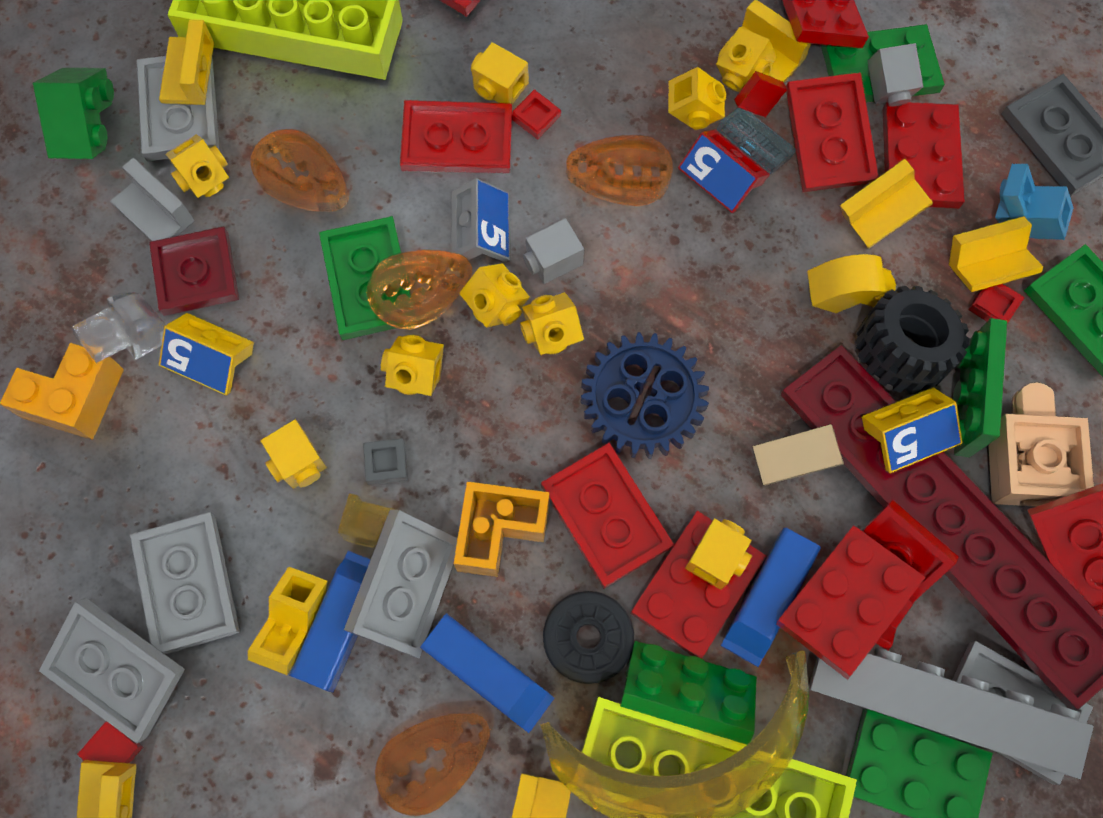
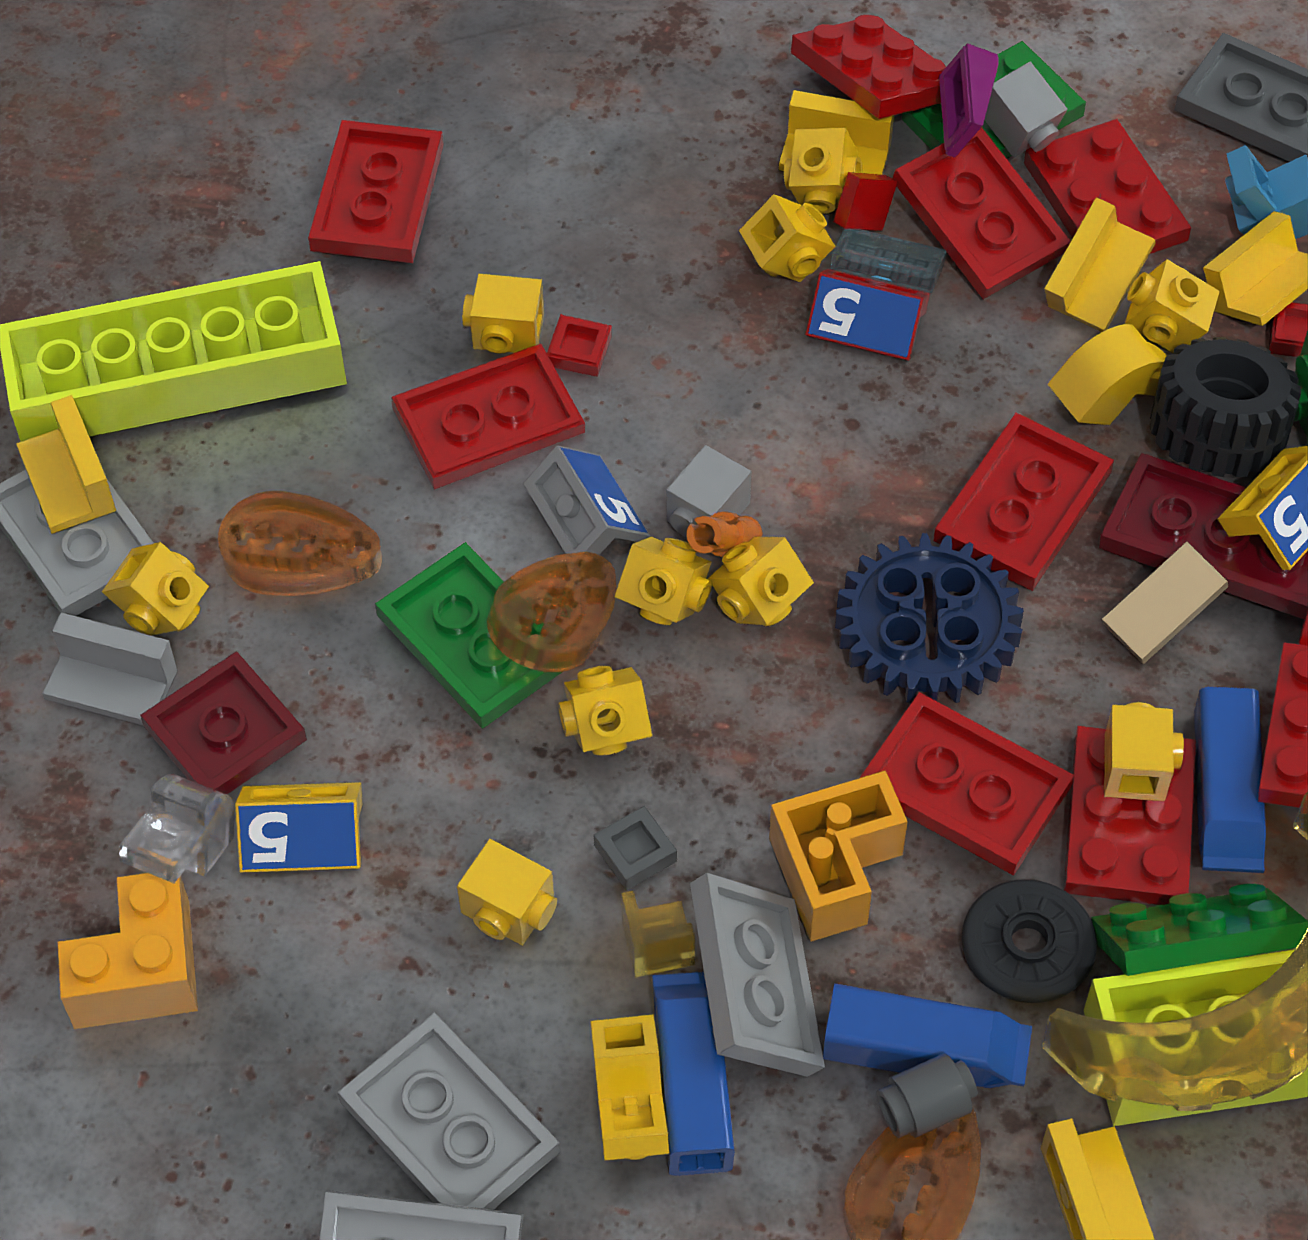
camera: 25 degrees left, 15 degrees down
(458, 717) = (927, 1096): none -> dark grey brick
(543, 282) = (721, 532): none -> orange pin
(627, 151) = (731, 339): clear orange piece -> none
(749, 342) = (1025, 499): none -> red plate
(859, 49) = (966, 95): none -> magenta slope
(917, 253) = (1171, 306): none -> yellow brick

